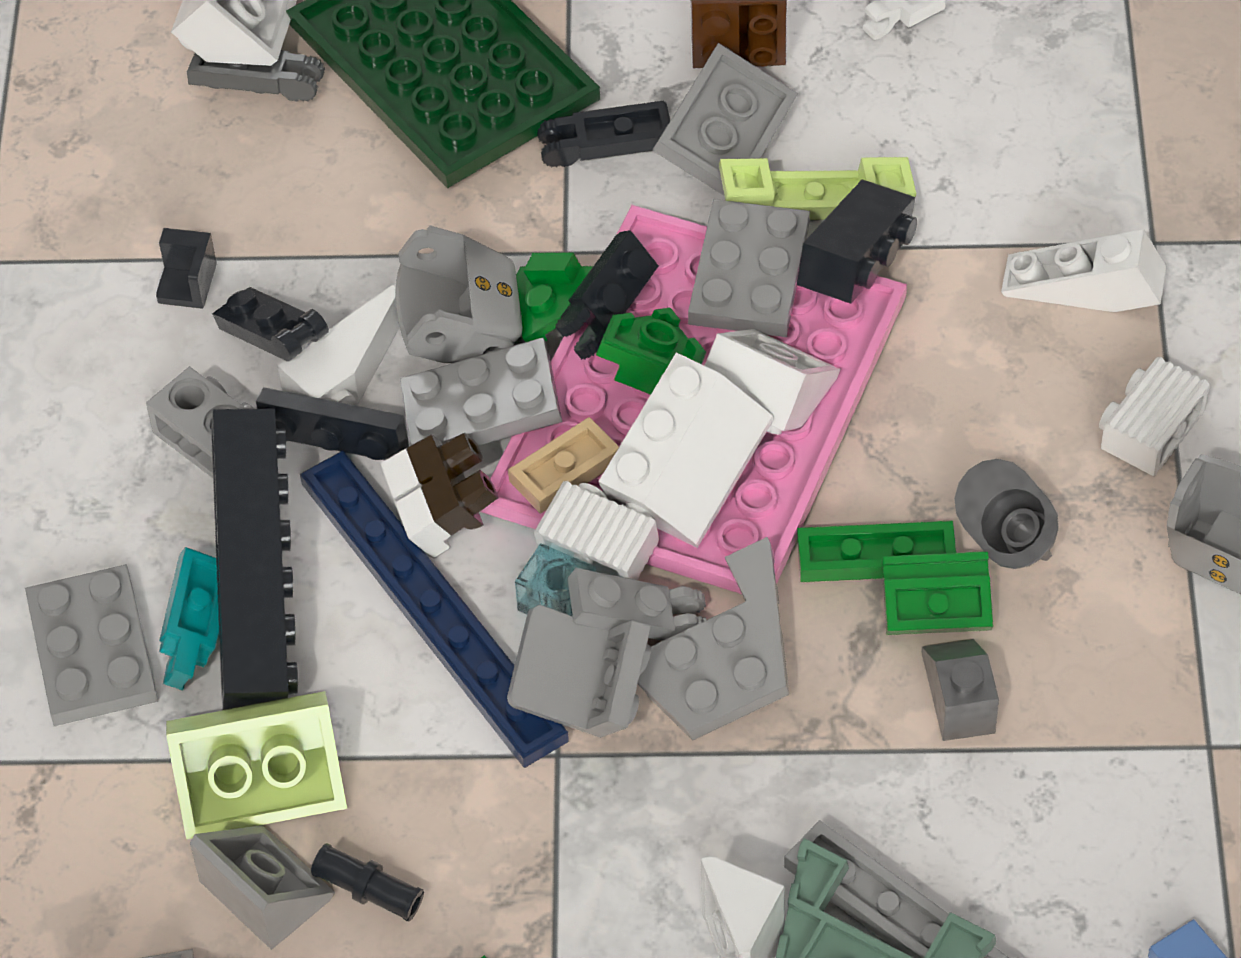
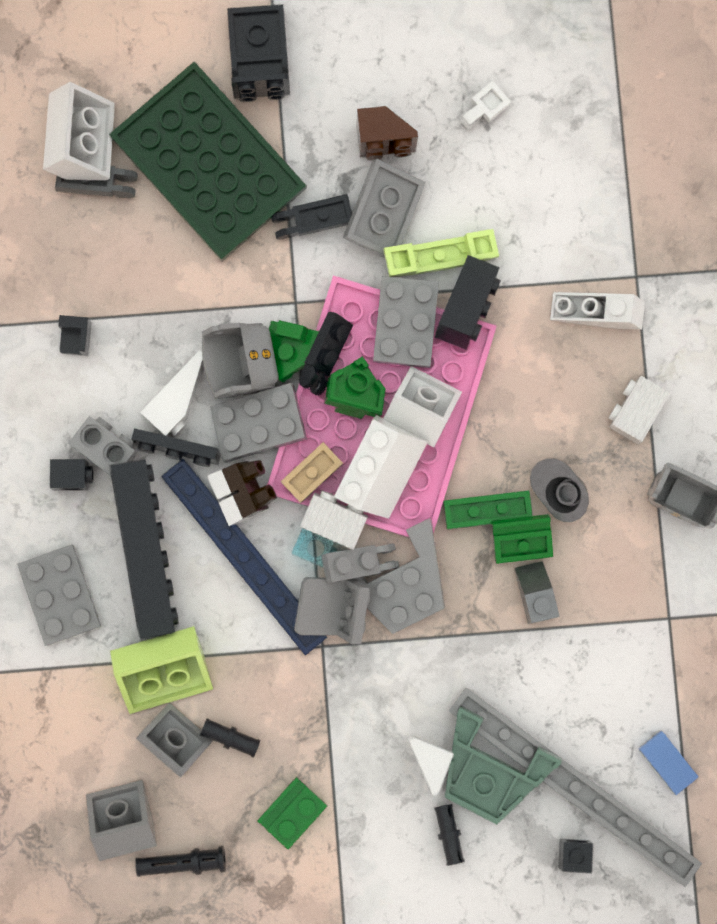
camera: 15 degrees left, 30 degrees up
(142, 460) = (70, 474): none -> black brick
(190, 617) = (113, 578): teal hinge -> none
(269, 323) = (130, 377): black plate -> none

